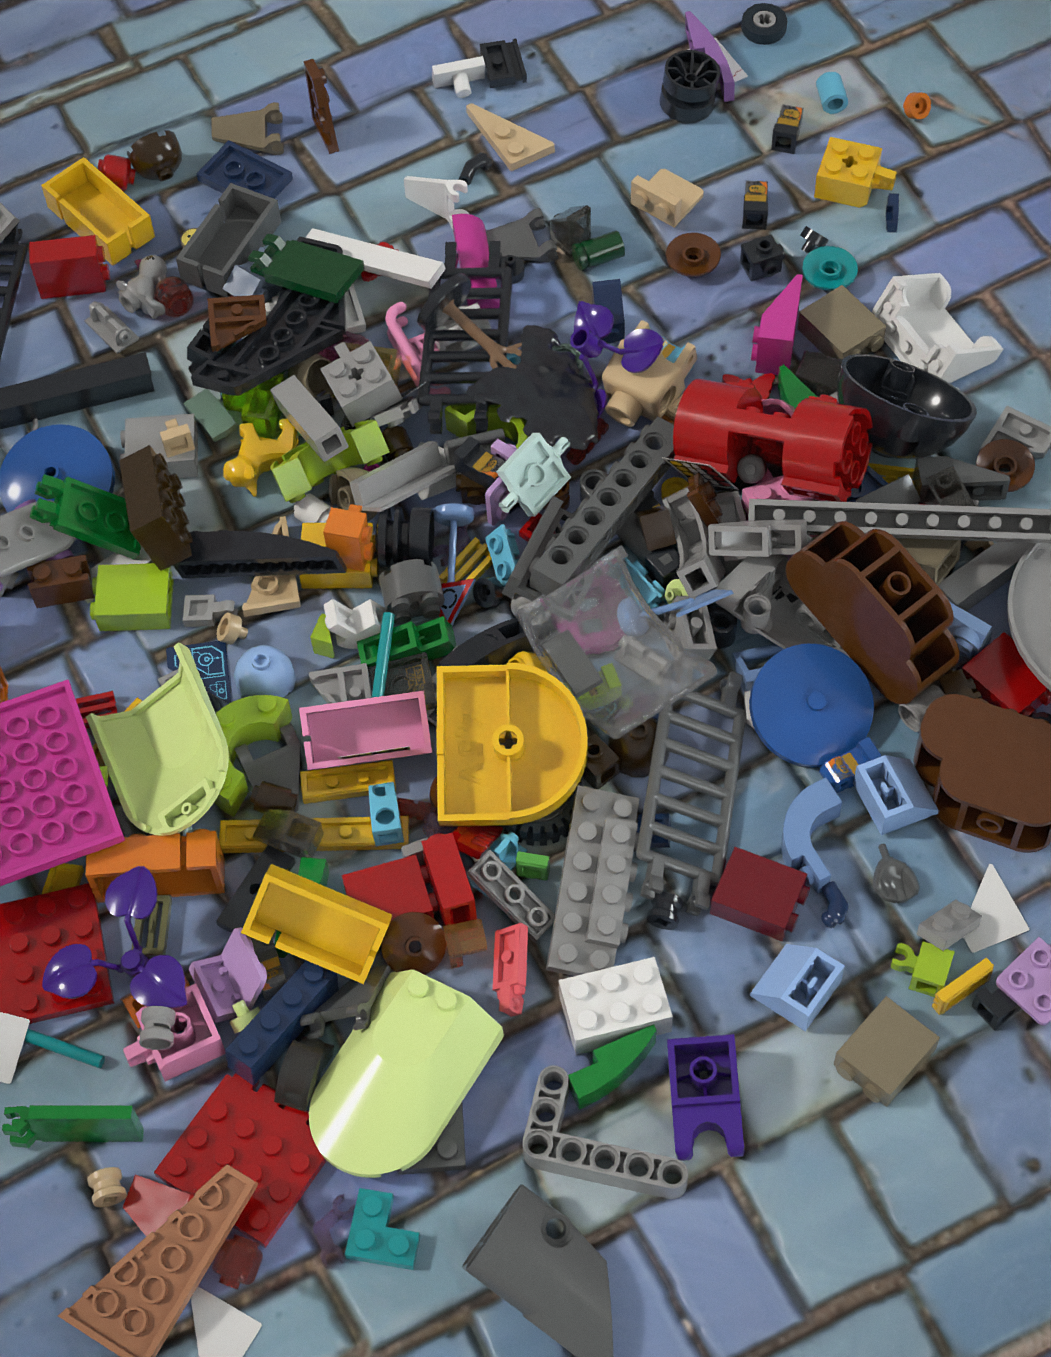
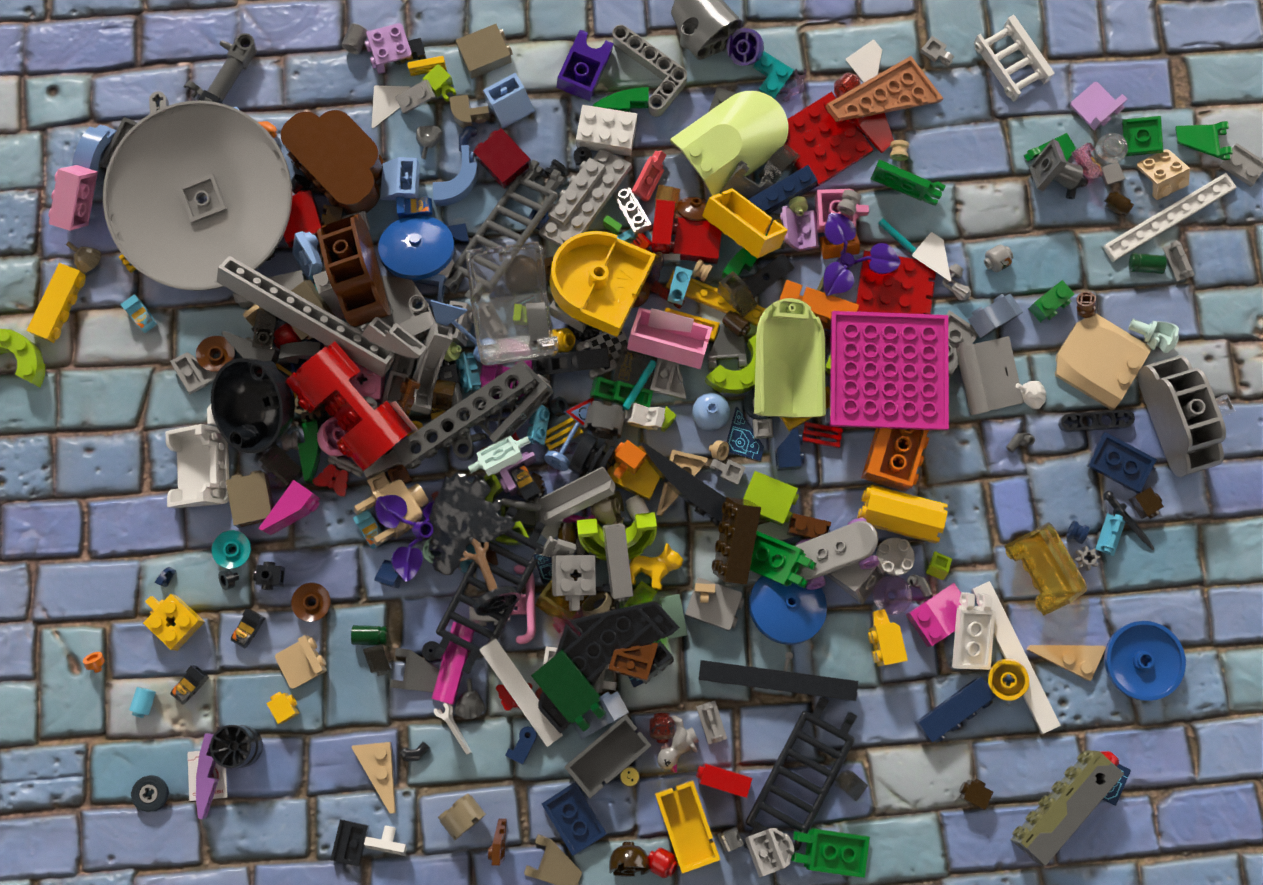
camera: 160 degrees left, 20 degrees up
(36, 219) = (730, 839): none -> dark grey leg
(126, 663) = (788, 453): none -> dark blue slope
(343, 209) = (524, 745): none -> dark blue leg
(360, 856) = (702, 270): none -> tan wheel
(380, 120) = (461, 816): none -> dark tan brick
(432, 235) = (469, 703): none -> dark grey piece
(442, 1244) = (745, 47): none -> dark purple cylinder
(633, 951) = (581, 154): none -> black tile
(660, 145) = (283, 707): none -> yellow brick
(763, 764) = (459, 232): none -> dark blue tile
(861, 936) = (464, 114): none -> dark tan brick

